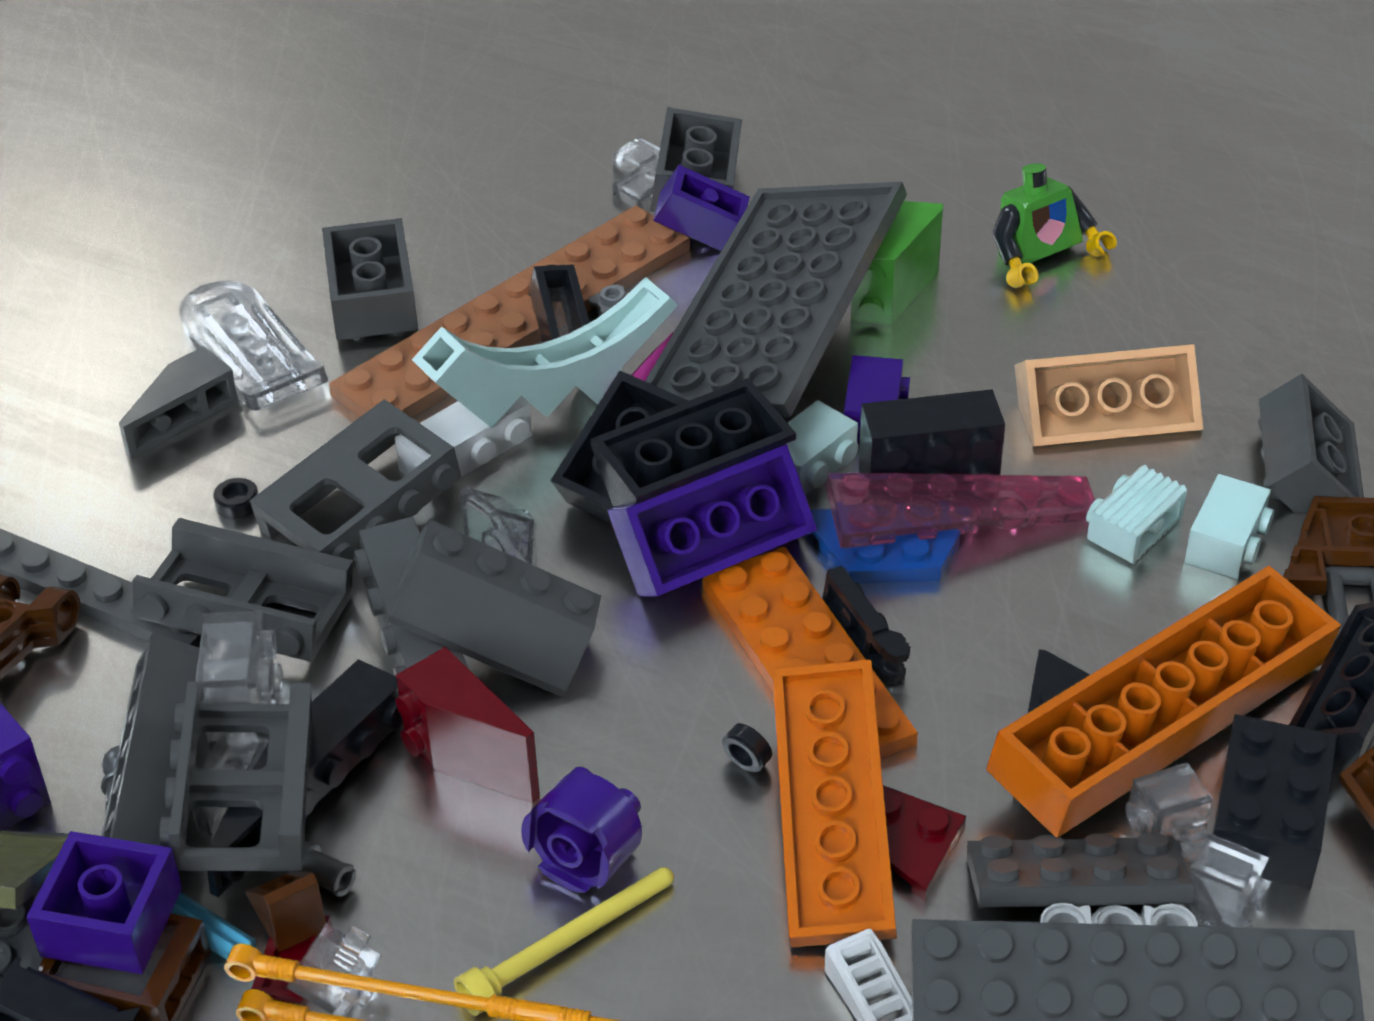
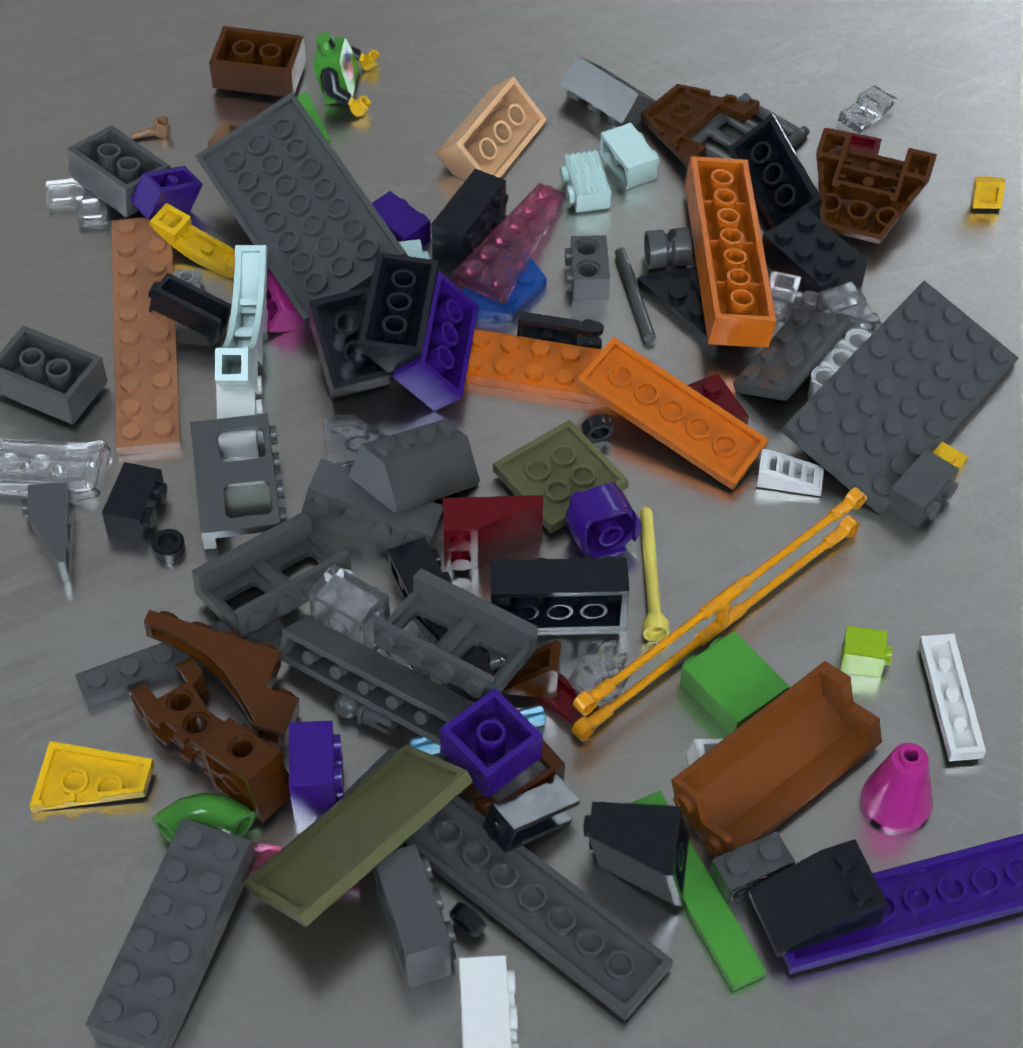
camera: 55 degrees left, 10 degrees up
(83, 648) = (241, 665): none -> reddish brown arch
(265, 434) = (134, 500): none -> black brick
(425, 852) = (563, 592): none -> black brick
(648, 746) = (557, 468): none -> olive plate
(668, 264) = (192, 242): none -> yellow slope
(806, 163) = (160, 129): none -> medium nougat hand
(969, 162) = (257, 61): none -> reddish brown brick
(999, 594) = (589, 267): none -> dark grey brick
(1012, 666) = (635, 295): none -> dark grey bar
(1105, 635) = (667, 248): none -> dark grey wheel

